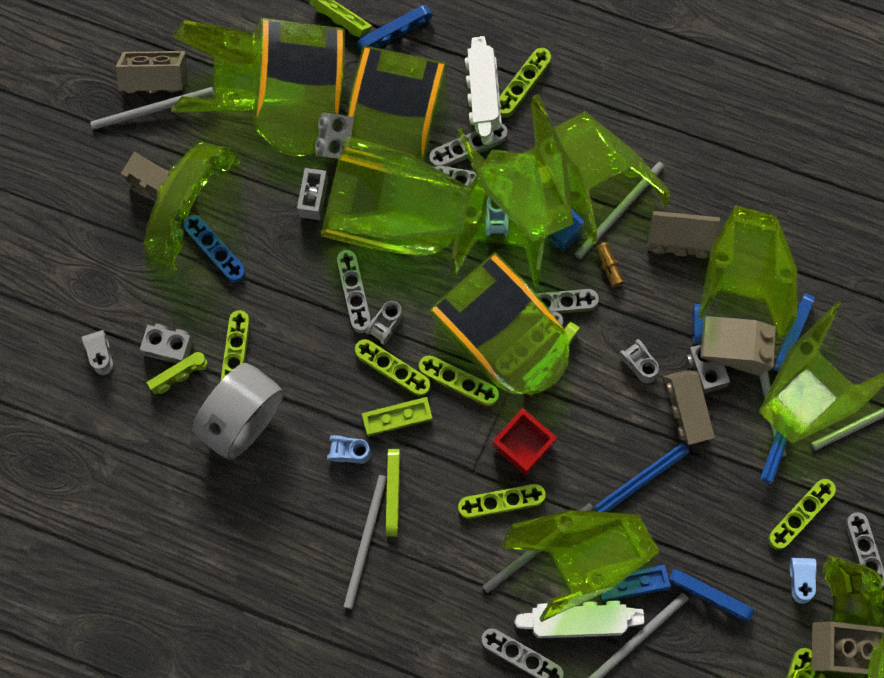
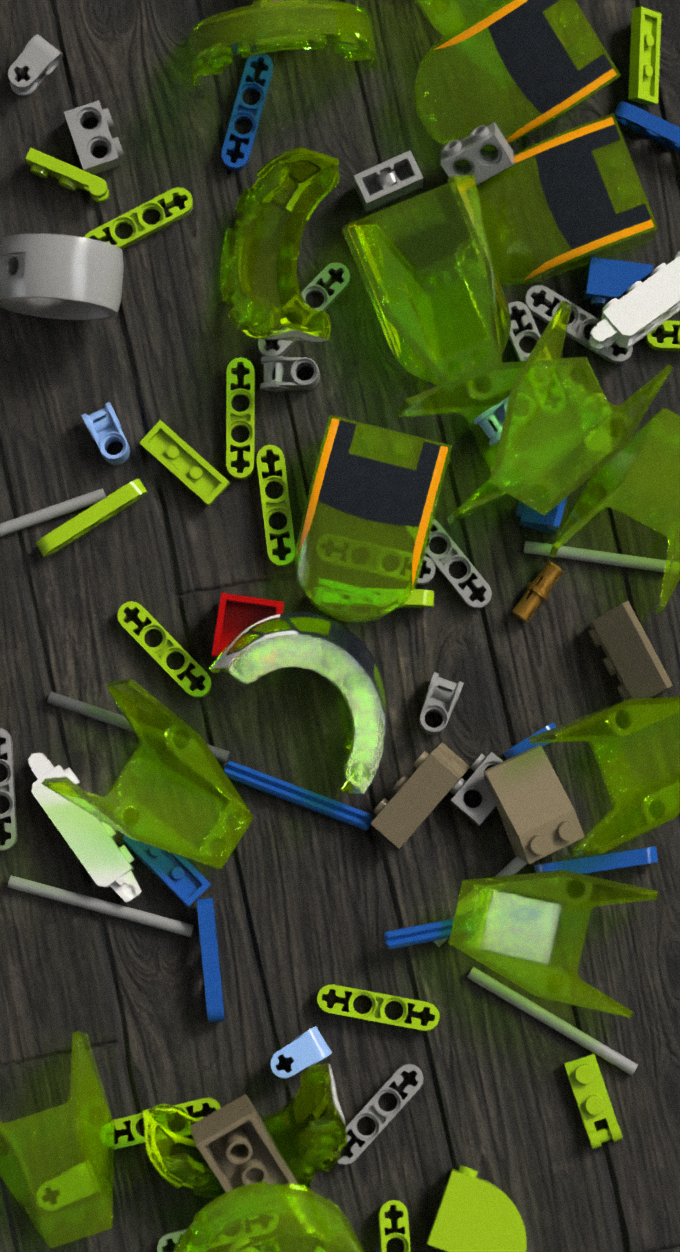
camera: 55 degrees right, 10 degrees up
(300, 288) = (264, 244): none -> clear neon green windscreen
(455, 110) = (612, 279): none -> blue slope
(558, 406) = (335, 653): none -> clear neon green windscreen

